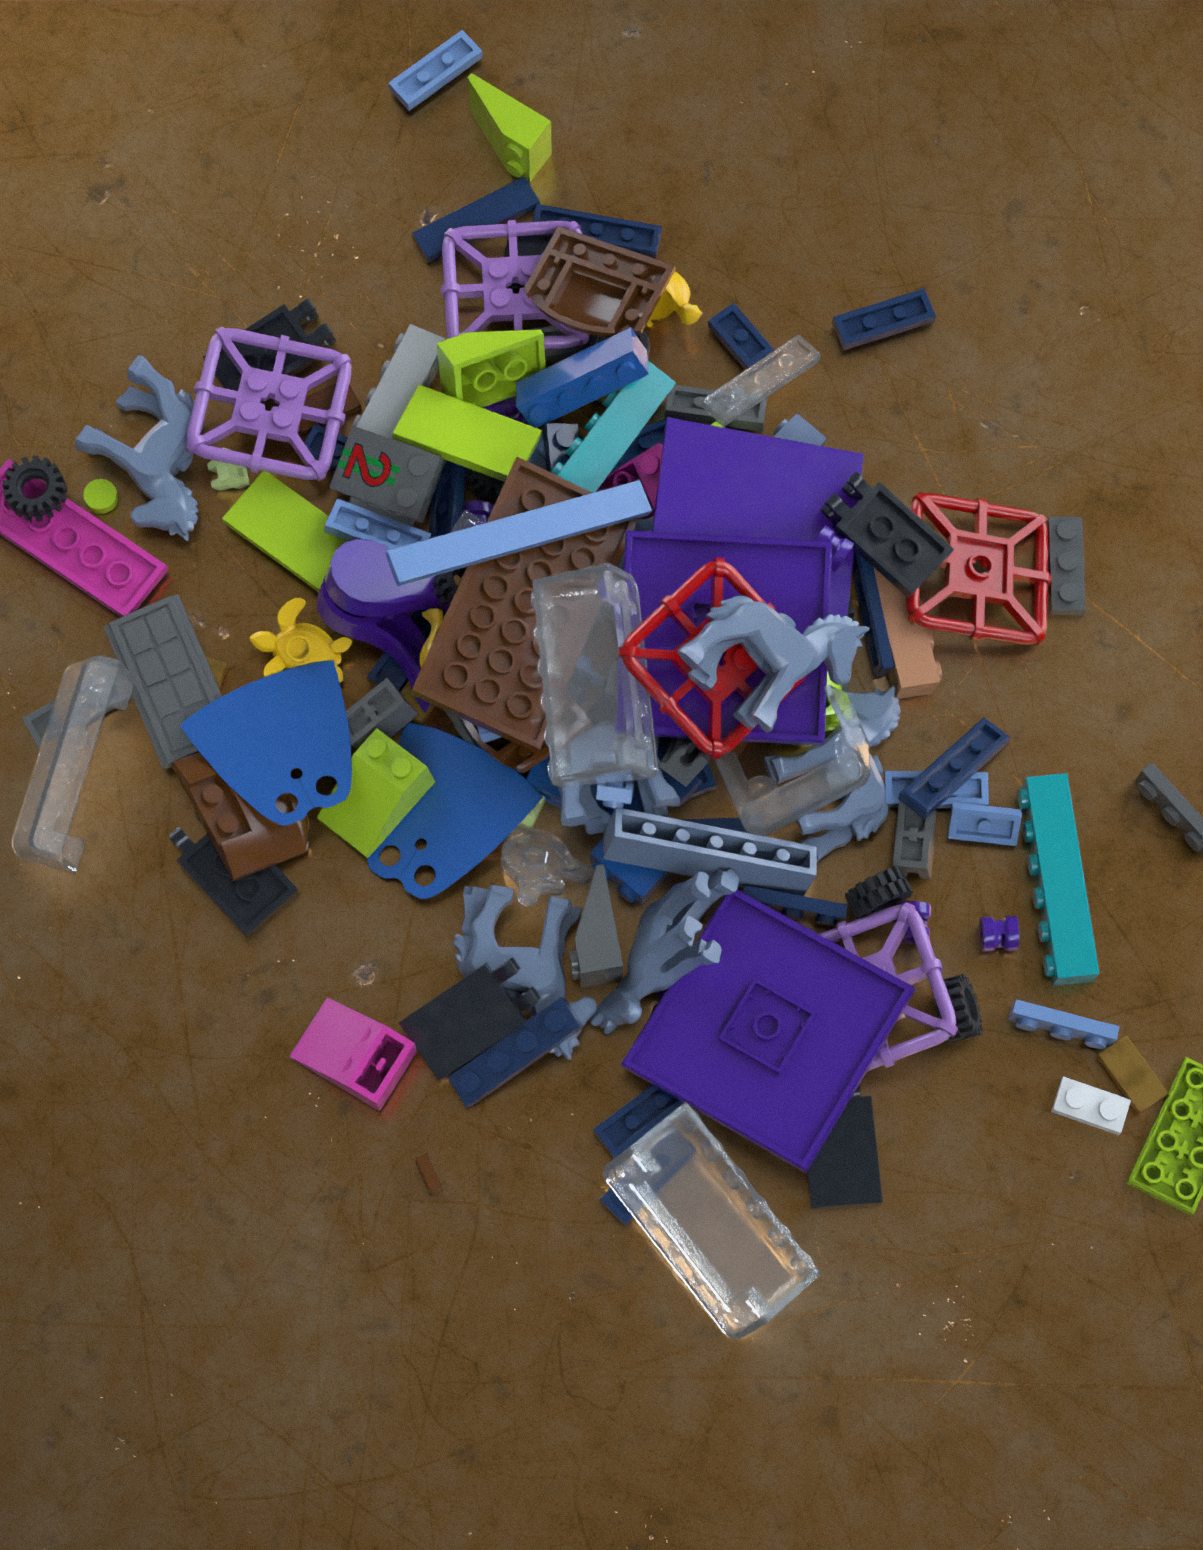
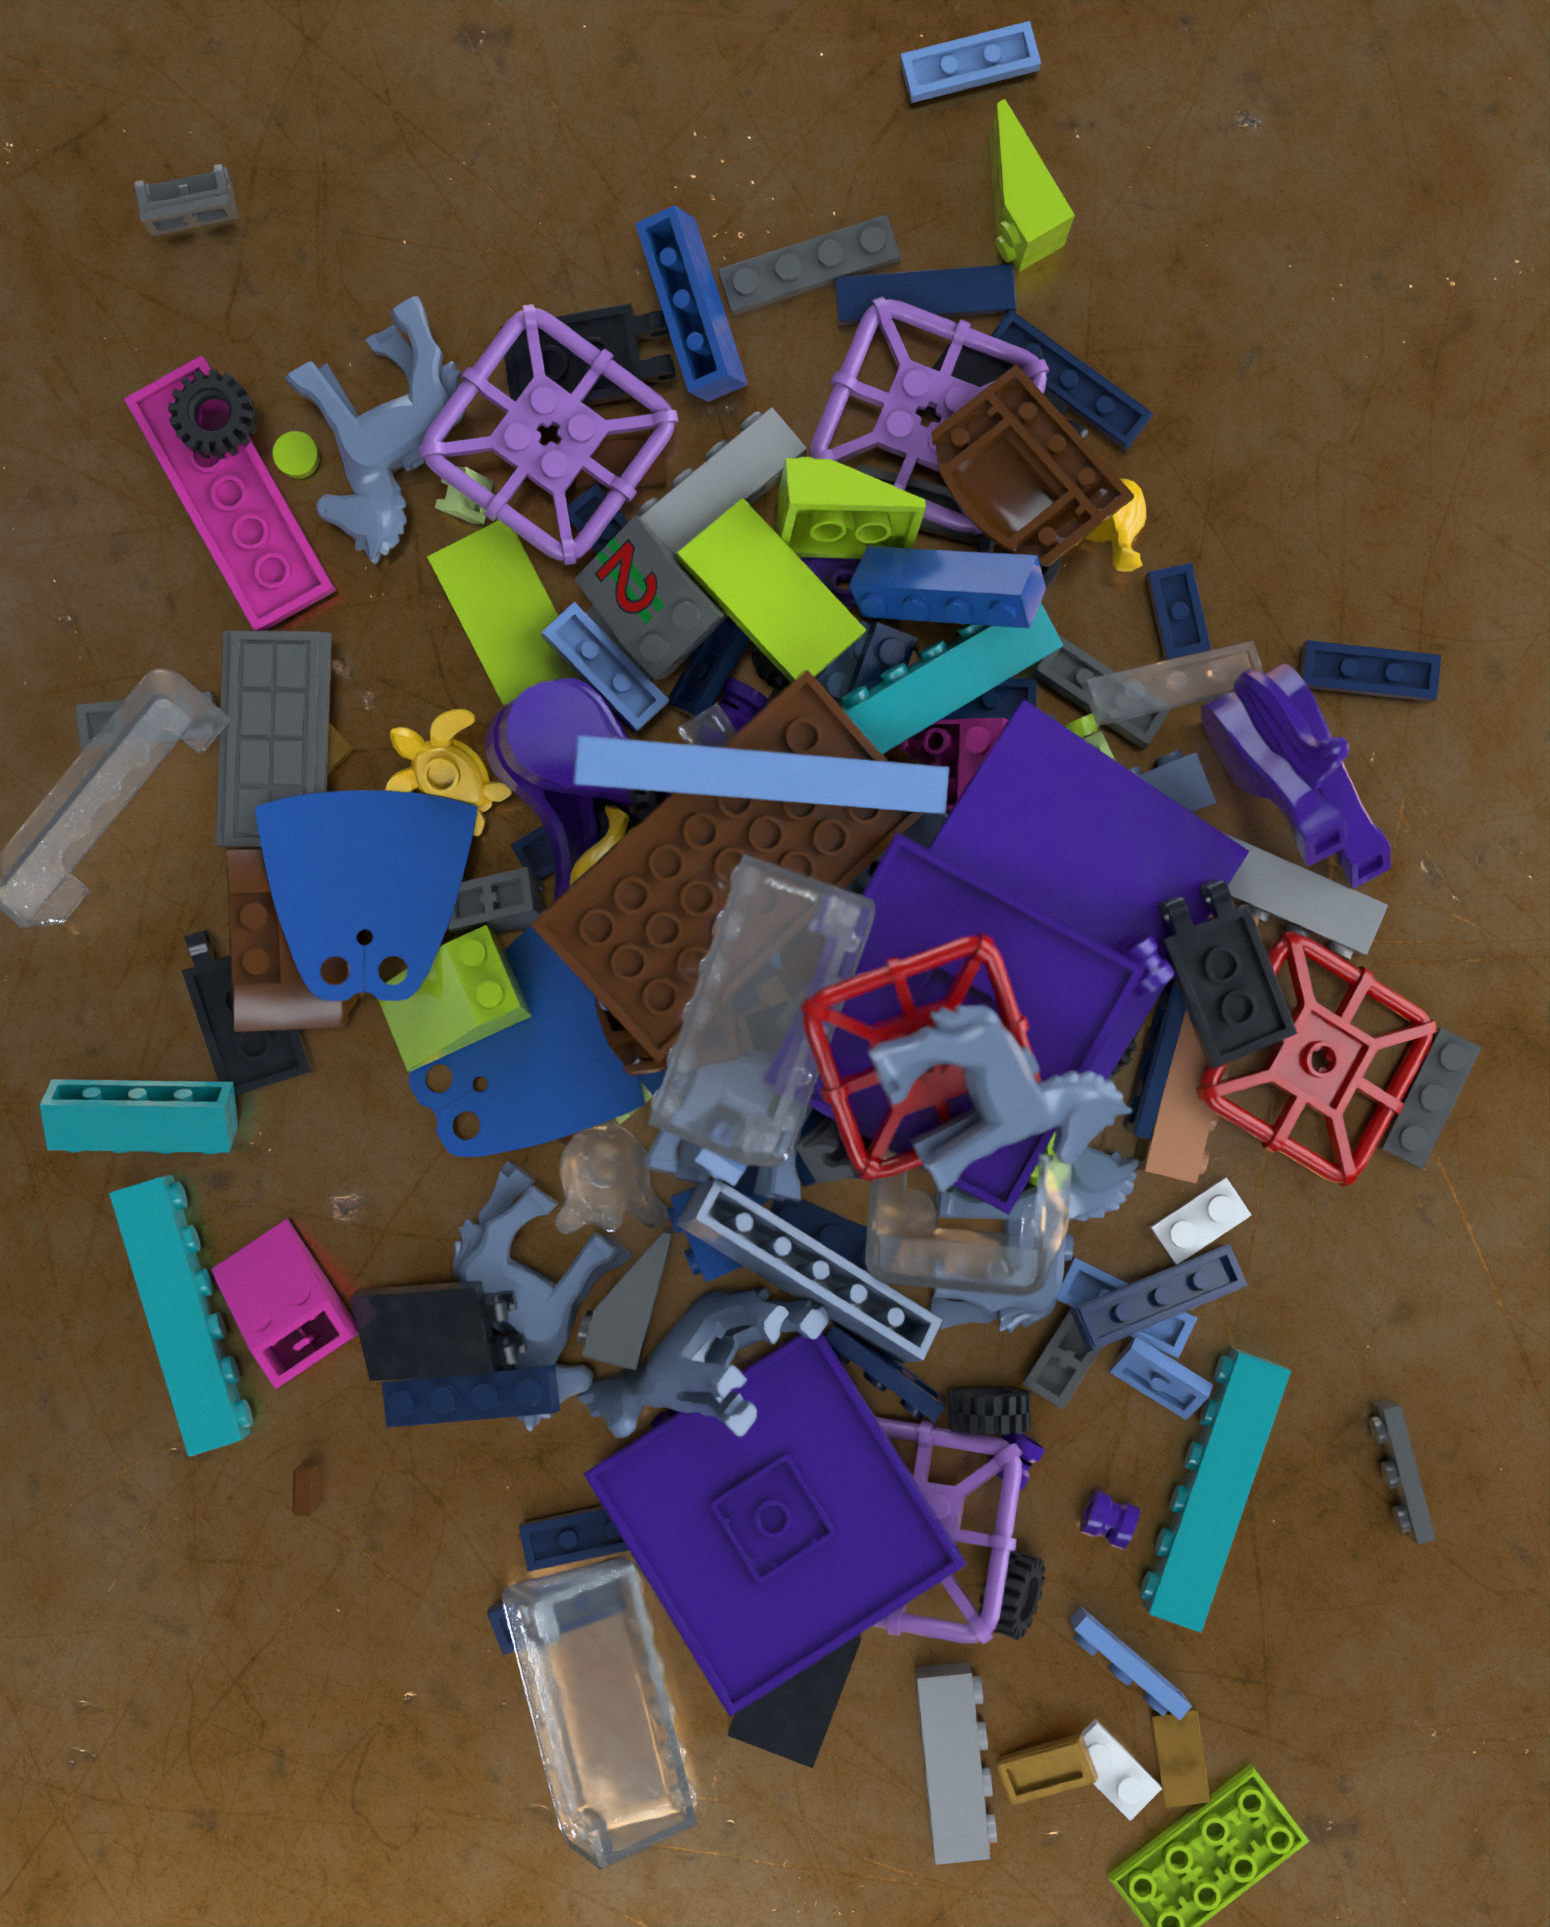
camera: 25 degrees right, 15 degrees up
(192, 970) = (139, 1116): none -> teal brick
(283, 1095) = (181, 1314): none -> teal brick
(325, 286) = (691, 304): none -> blue brick
(390, 234) = (809, 265): none -> dark grey plate
(844, 376) = (1282, 751): none -> dark purple animal
(921, 472) = (1306, 902): none -> light grey brick
(956, 712) = (1200, 1220): none -> white plate
(977, 1149) = (953, 1763): none -> light grey brick
(1044, 1123) = (1046, 1769): none -> pearl gold tile

